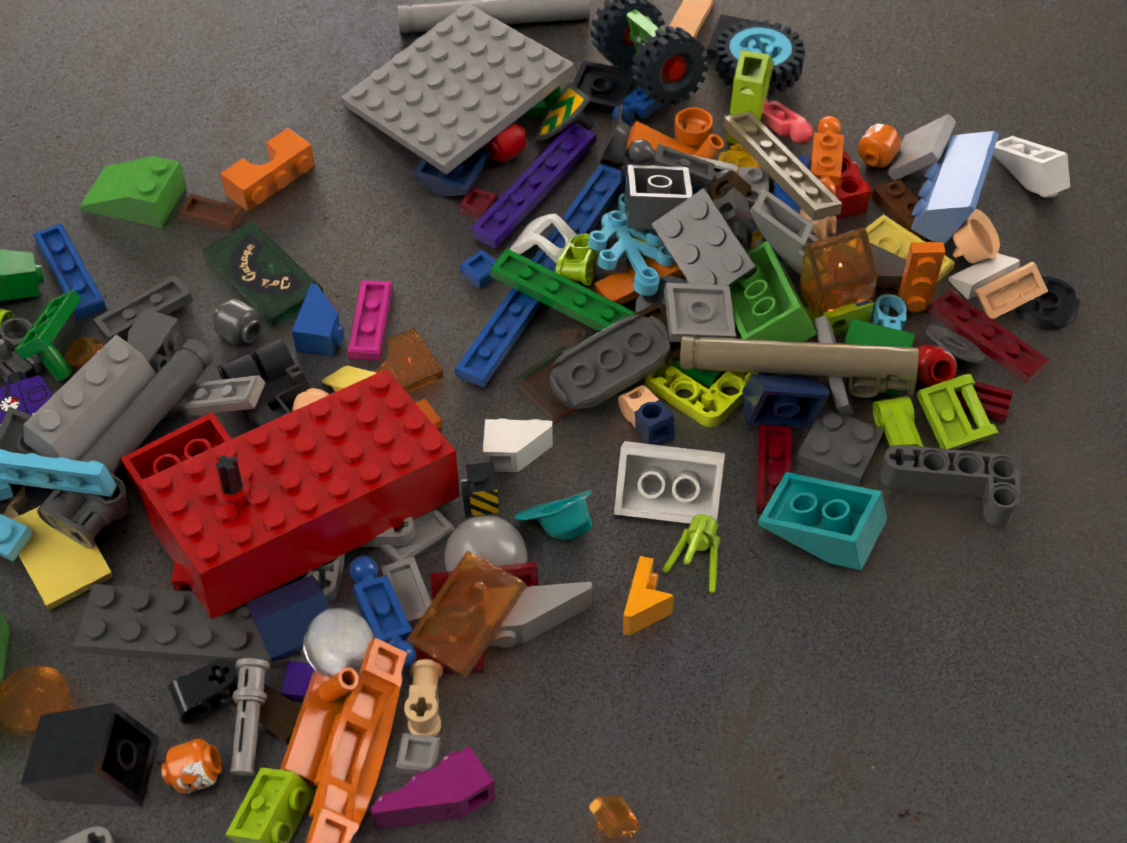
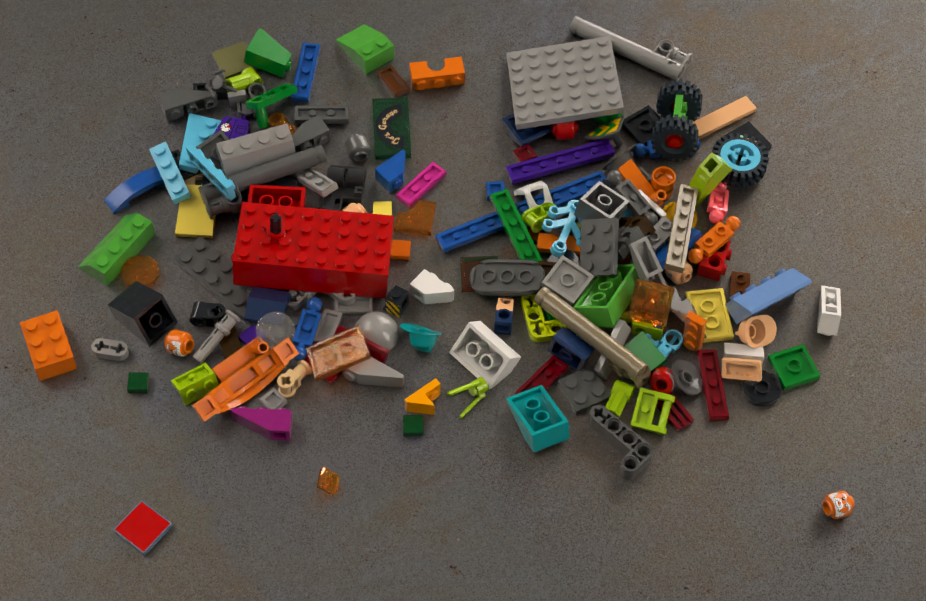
camera: 35 degrees right, 5 degrees up
(659, 648) = (412, 425): none -> dark green tile
(879, 145) = (756, 249): orange head -> none
(922, 147) = (775, 264): light grey tile -> none
(1058, 253) = (793, 367): none -> green tile

